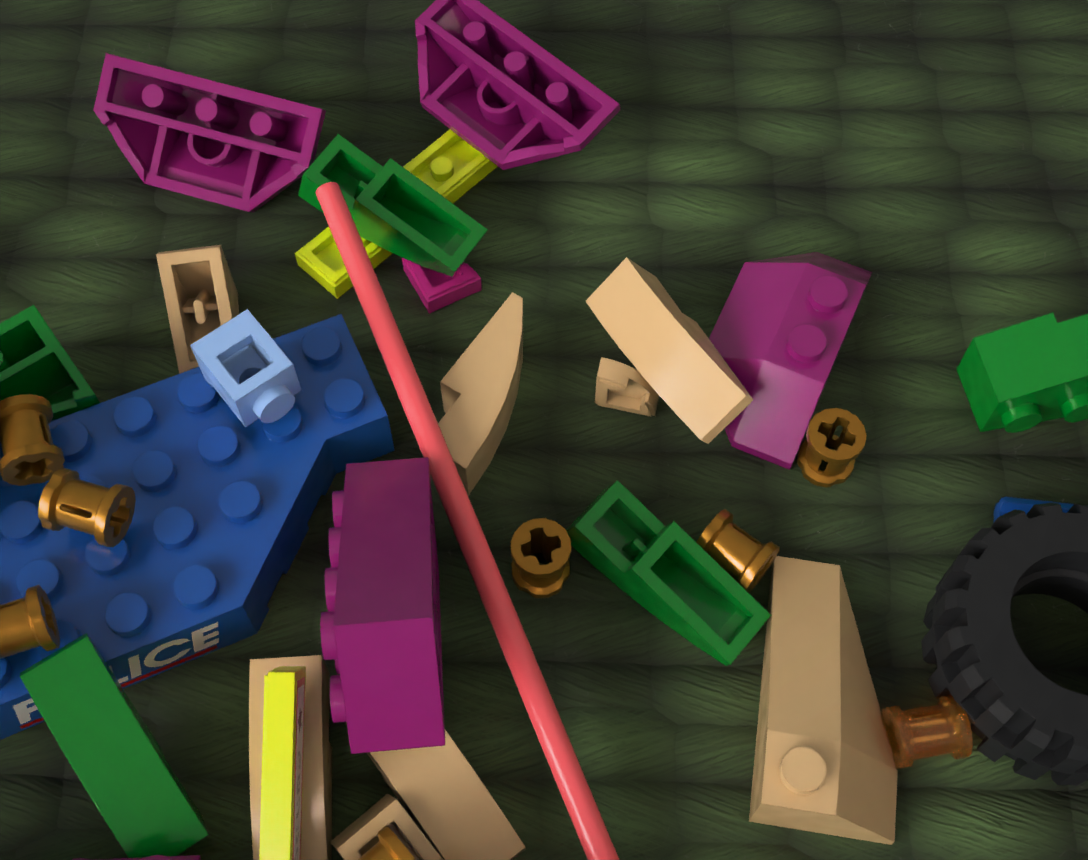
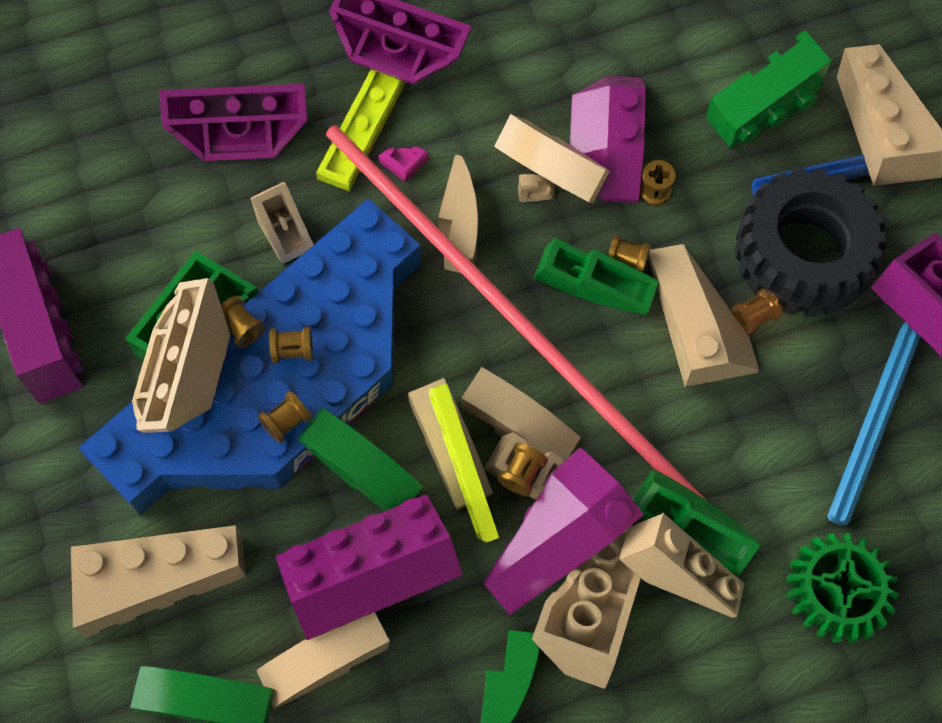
camera: 20 degrees left, 5 degrees up
(248, 370) = (339, 234): light blue brick -> none
(385, 608) = (474, 335): magenta brick -> none
(395, 208) = (368, 126): green slope -> none
(554, 543) = (531, 283): pearl gold bush -> none

